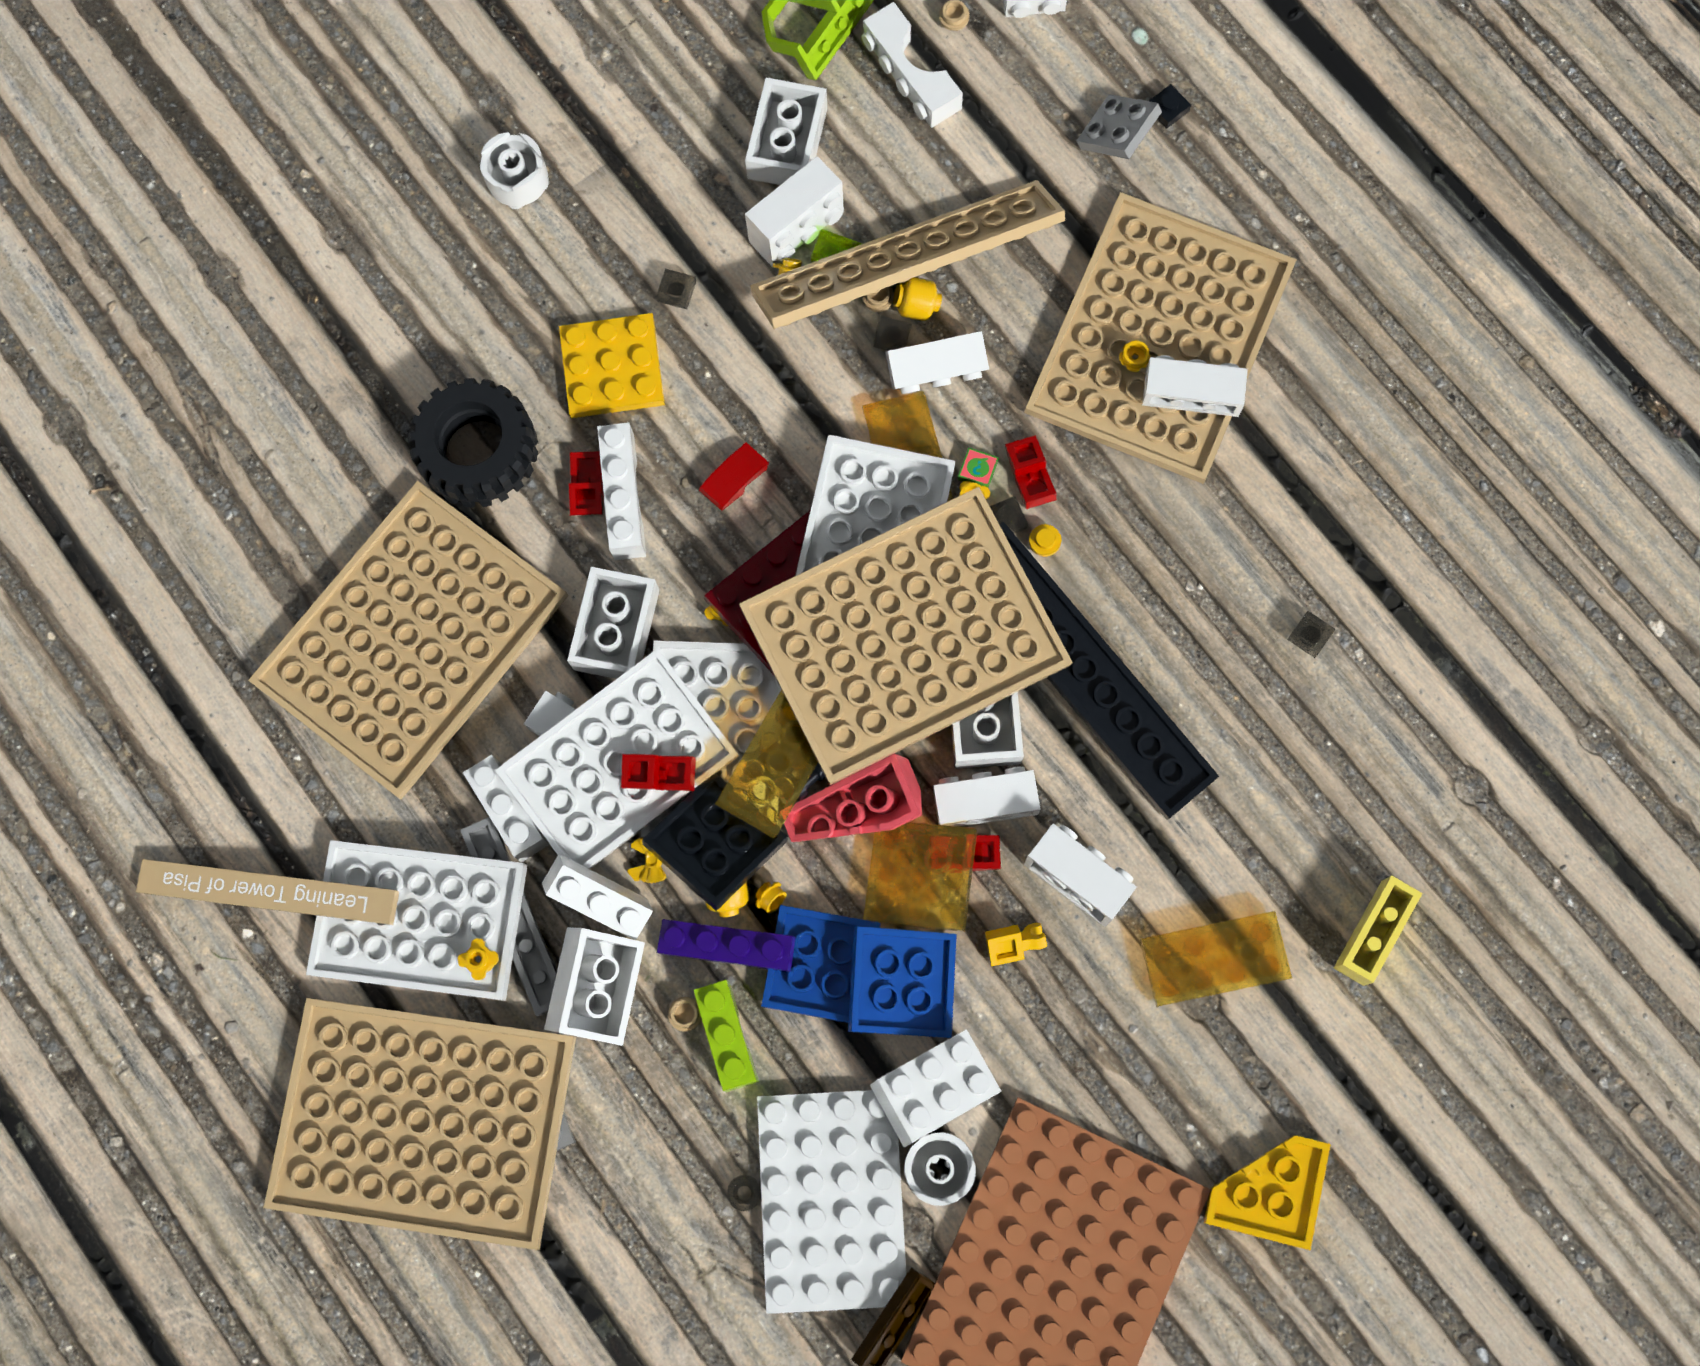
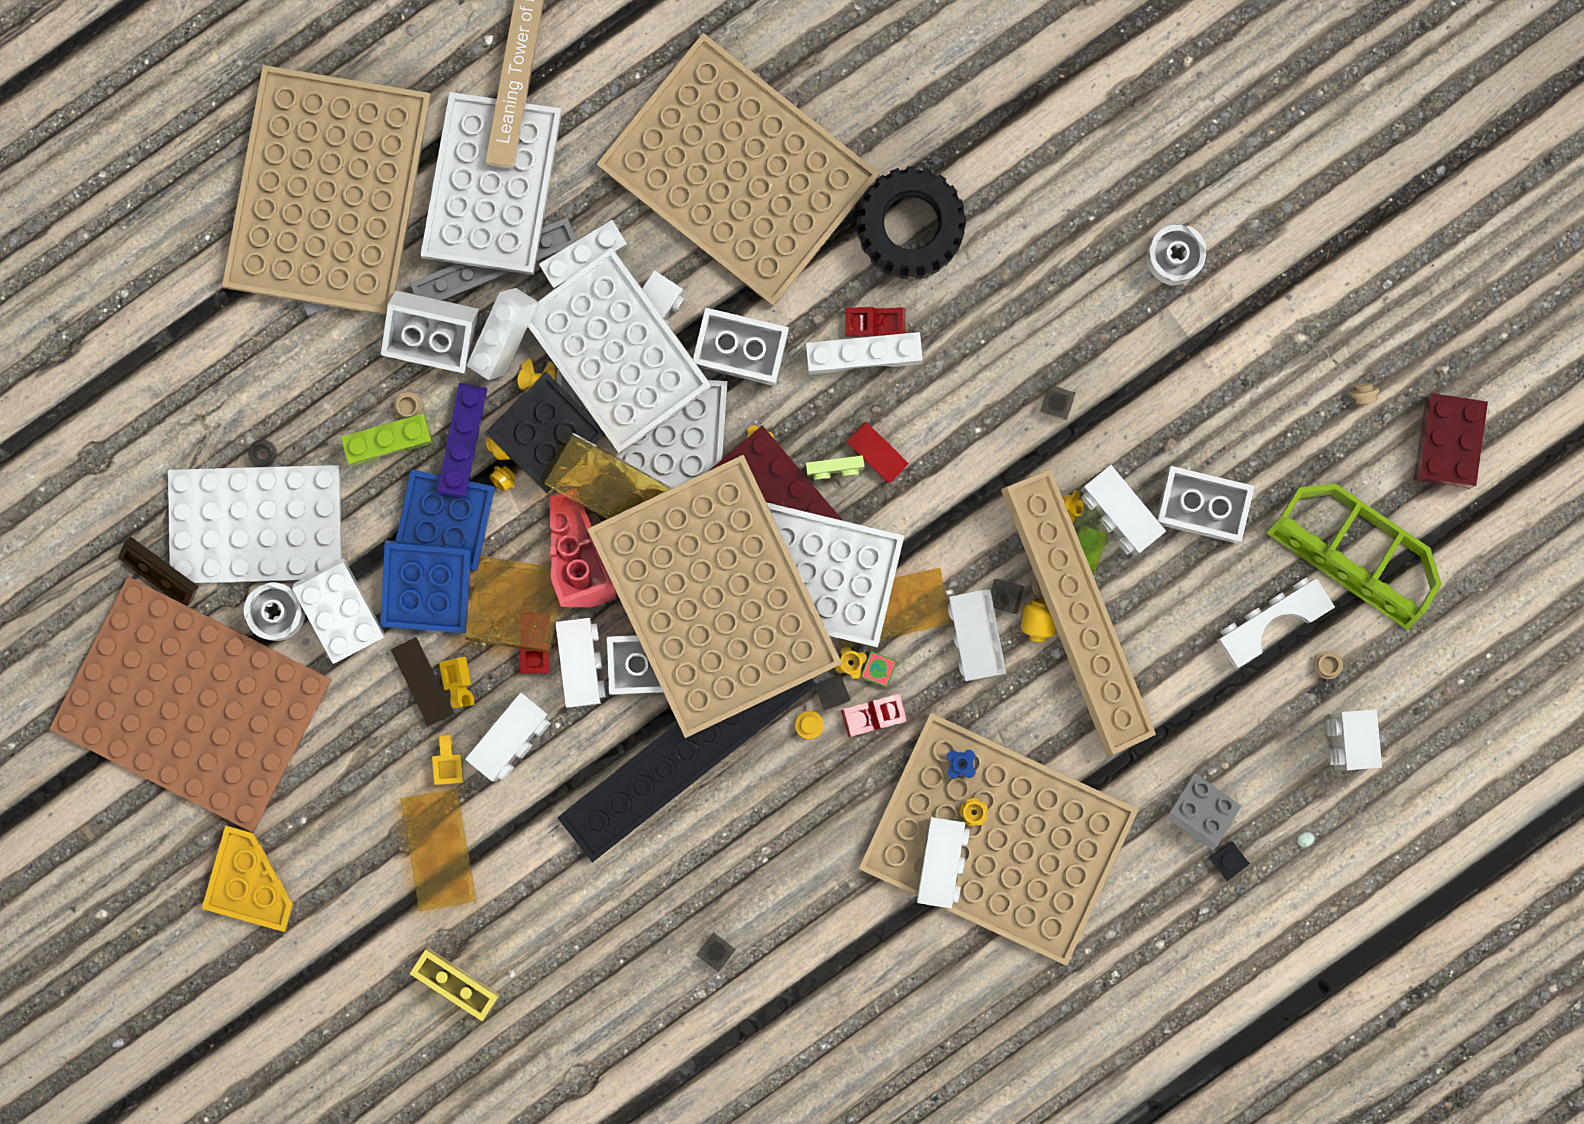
camera: 85 degrees right, 10 degrees up
(488, 959) = (453, 228): yellow plate -> none
(611, 365) = (987, 344): yellow plate -> none
(658, 772) = (604, 385): red slope -> none
(754, 528) = (847, 466): none -> yellowish green plate
(1015, 985) = (422, 681): none -> dark brown tile
(1079, 379) = (954, 759): none -> blue plate
(1115, 951) = (447, 766): none -> yellow plate

